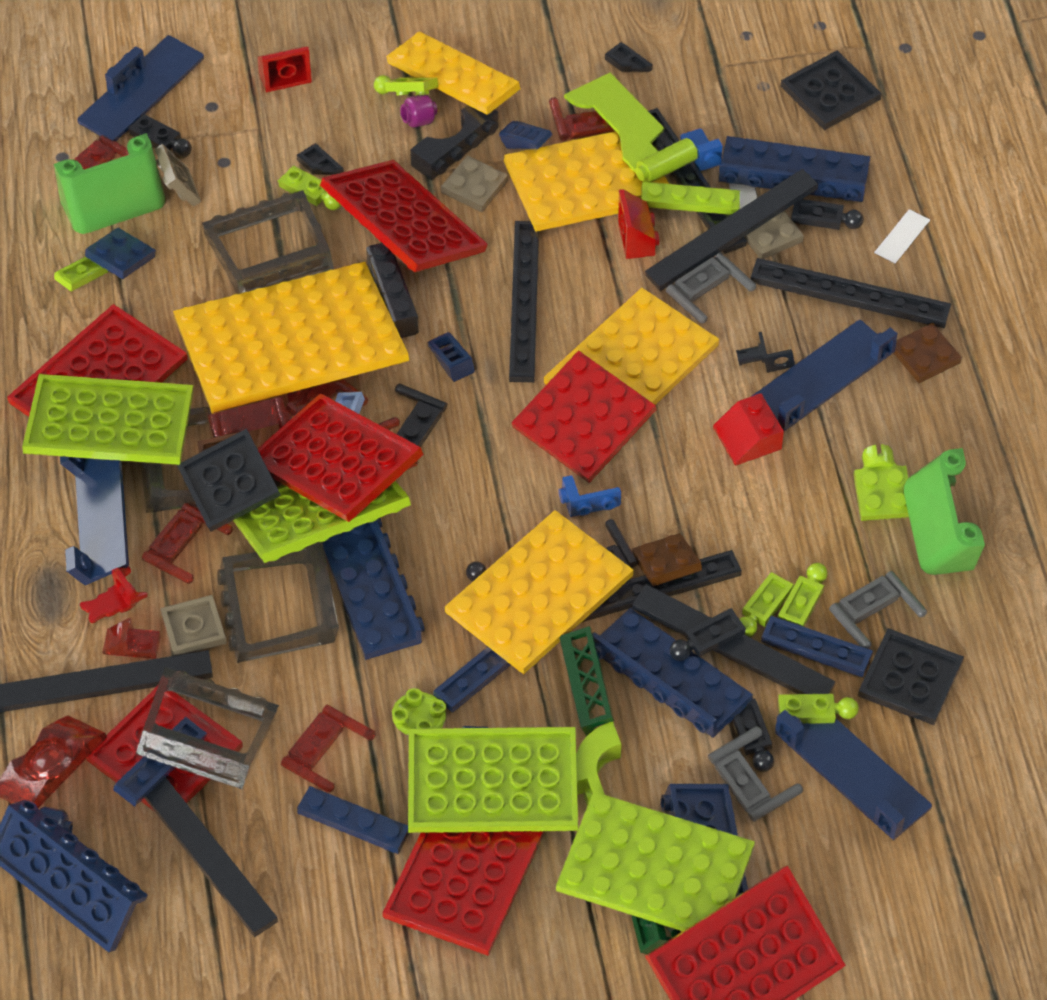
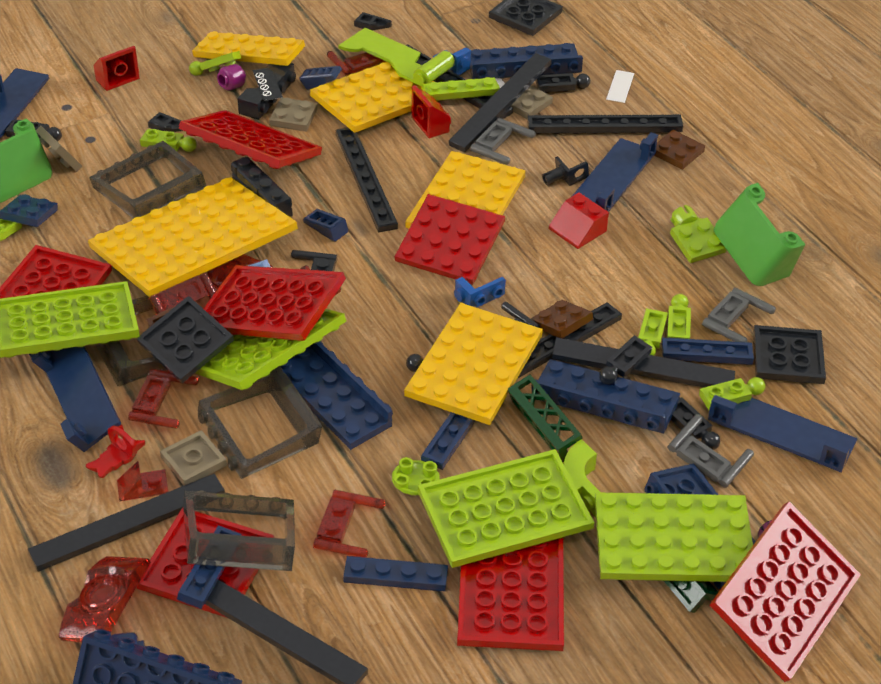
camera: 20 degrees left, 10 degrees down
(454, 135) = (267, 83): none -> black sticker

